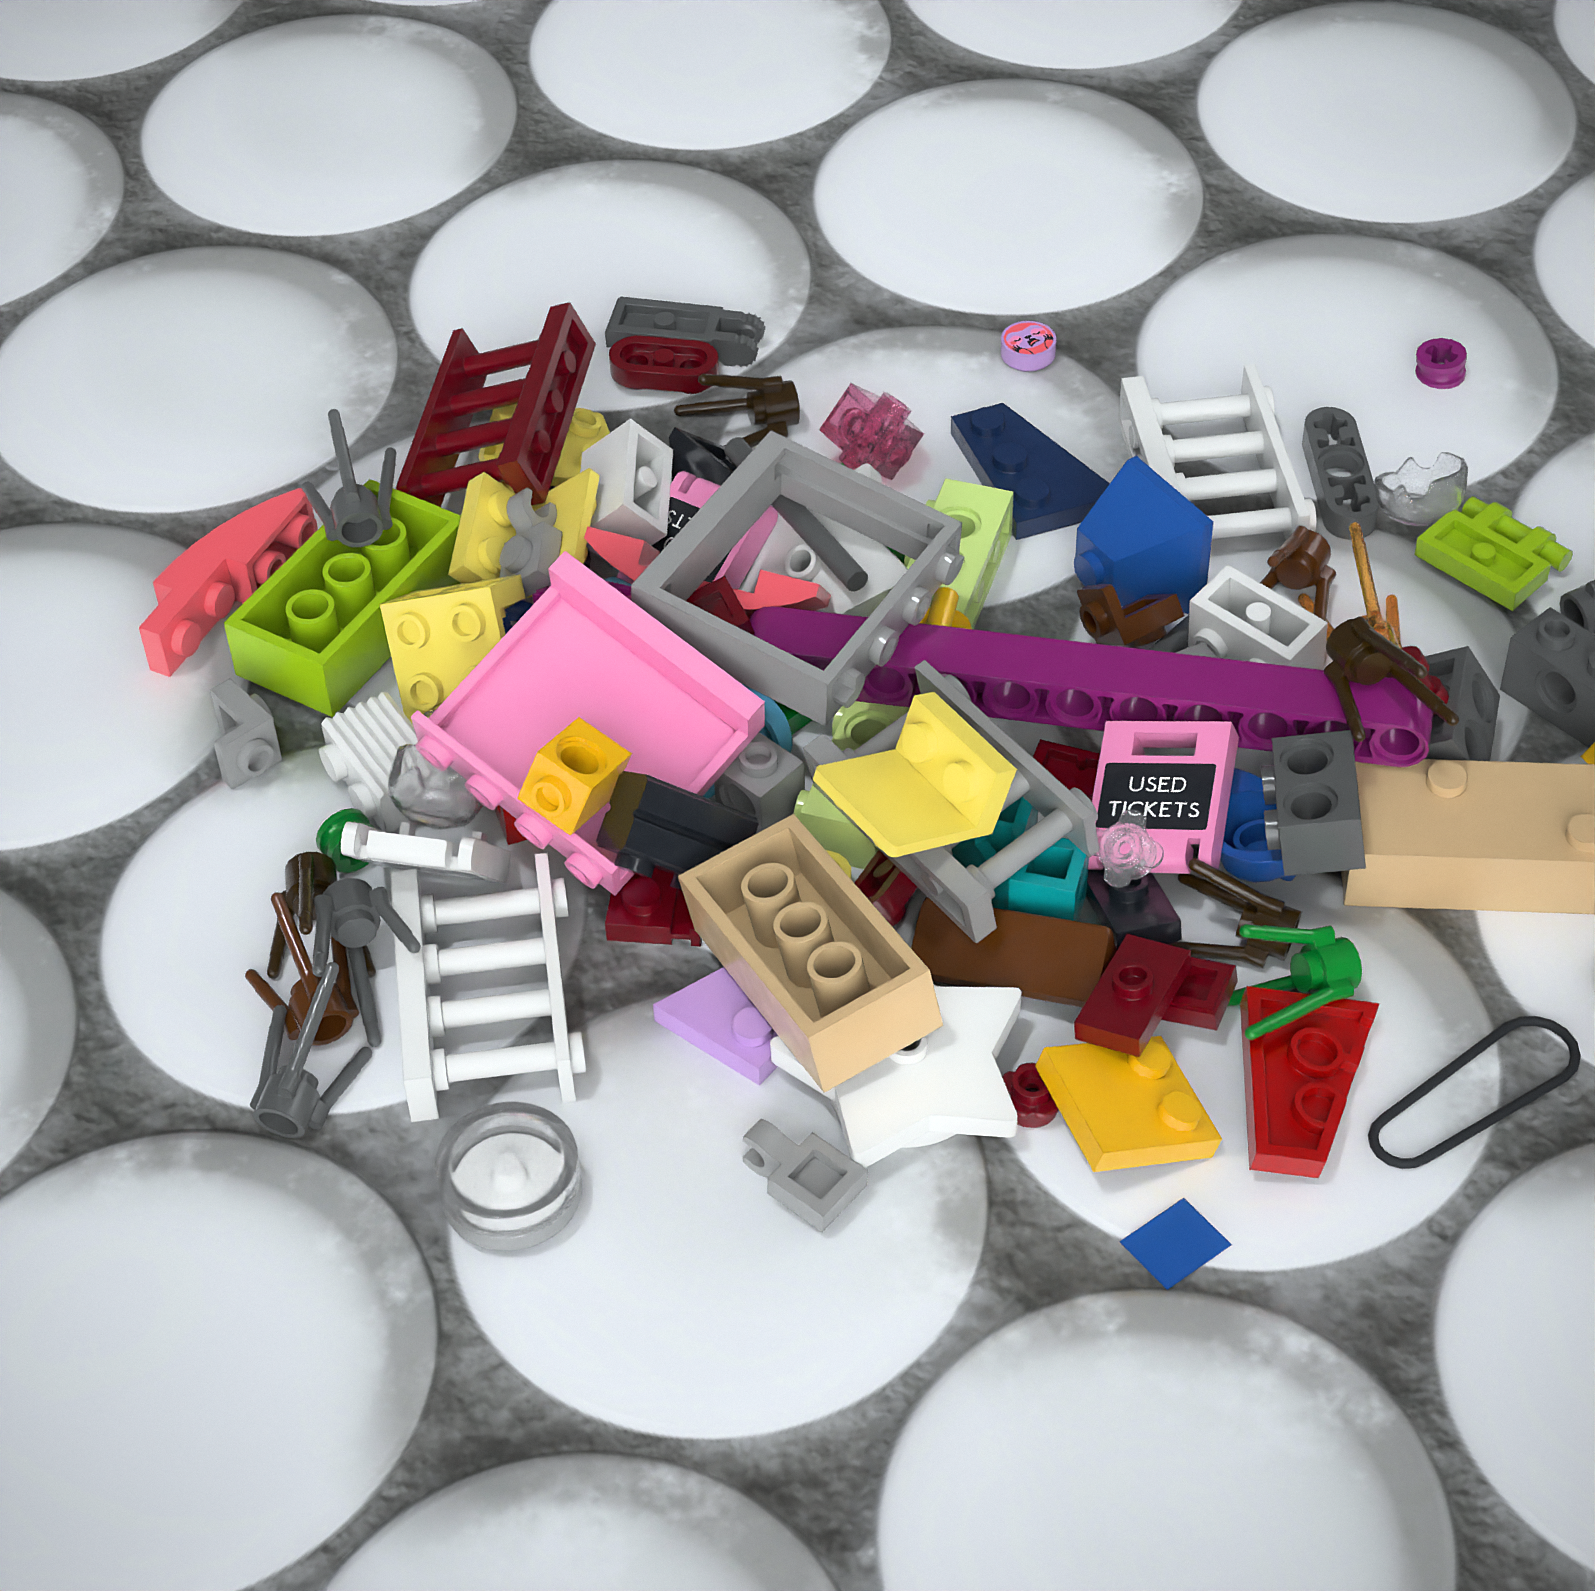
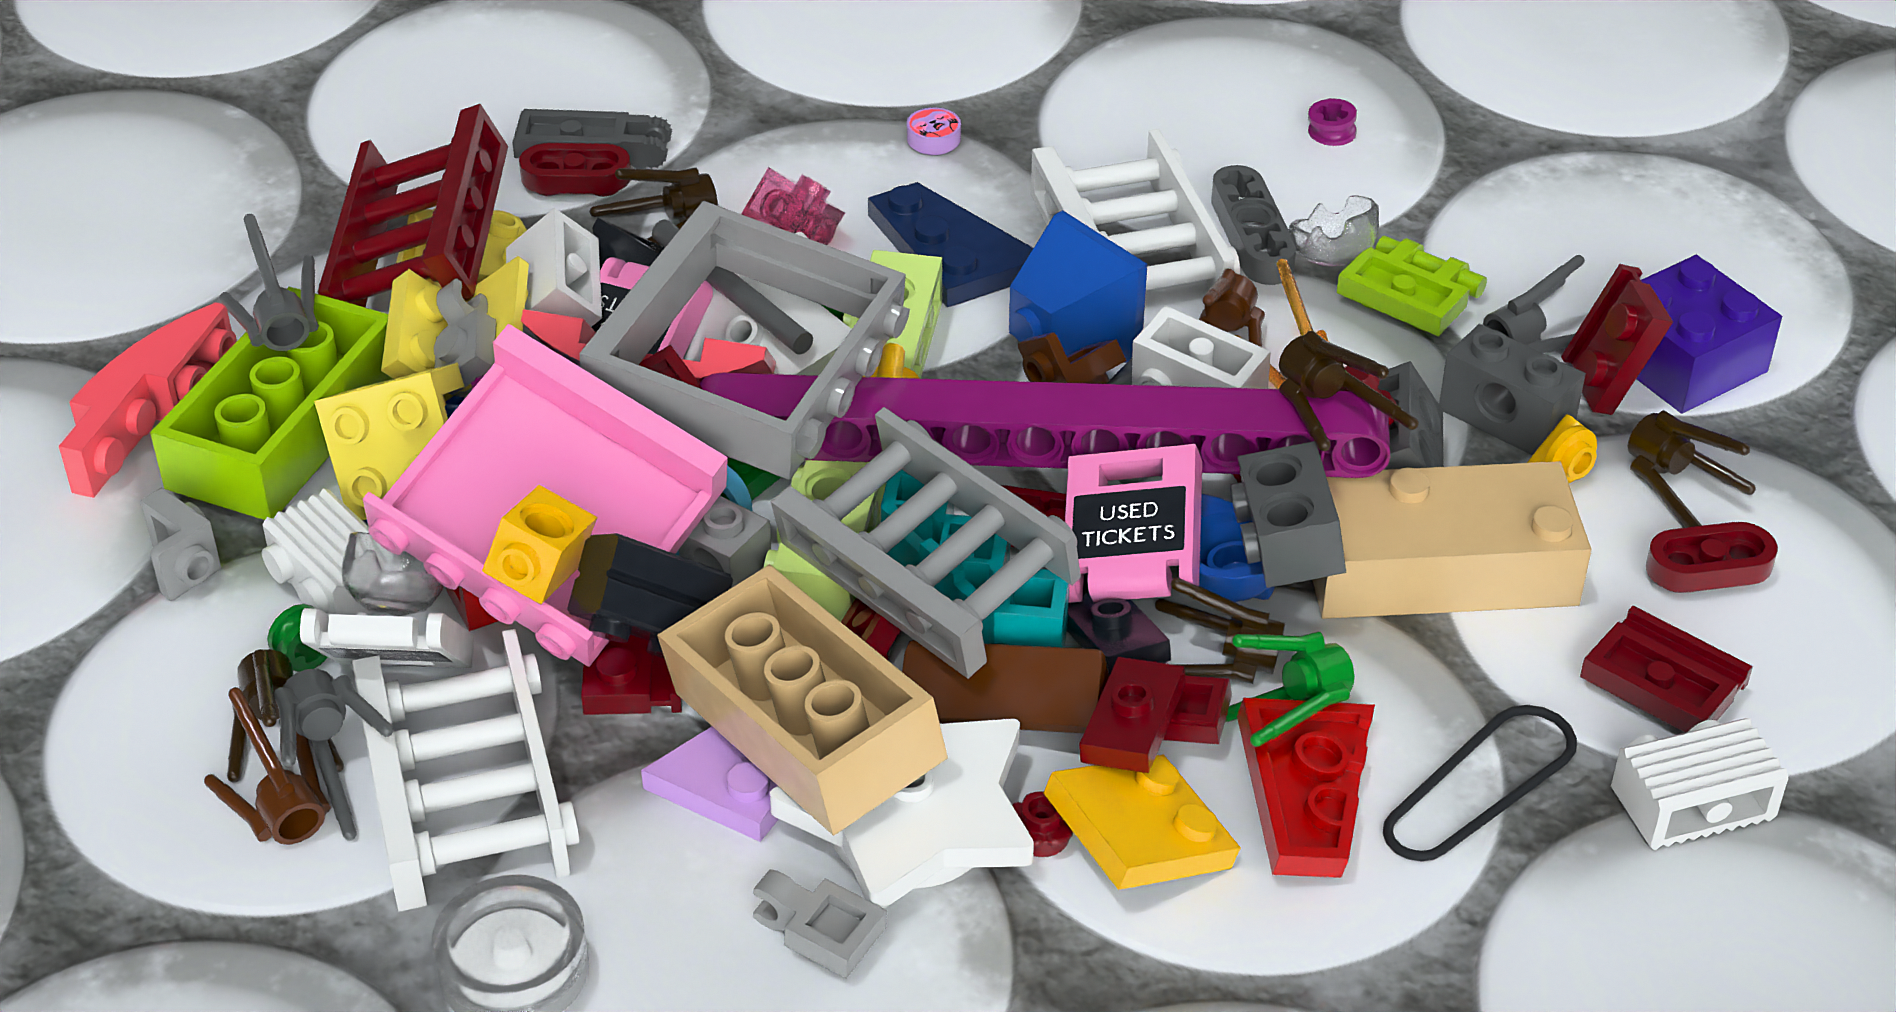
camera: 10 degrees left, 5 degrees down
(289, 1099) = (266, 899): dark grey plant -> none
(929, 790) = (910, 523): light yellow bracket -> none
(1141, 858) = (1124, 579): clear plate -> none
(1175, 1243) = (1208, 955): blue sticker -> none

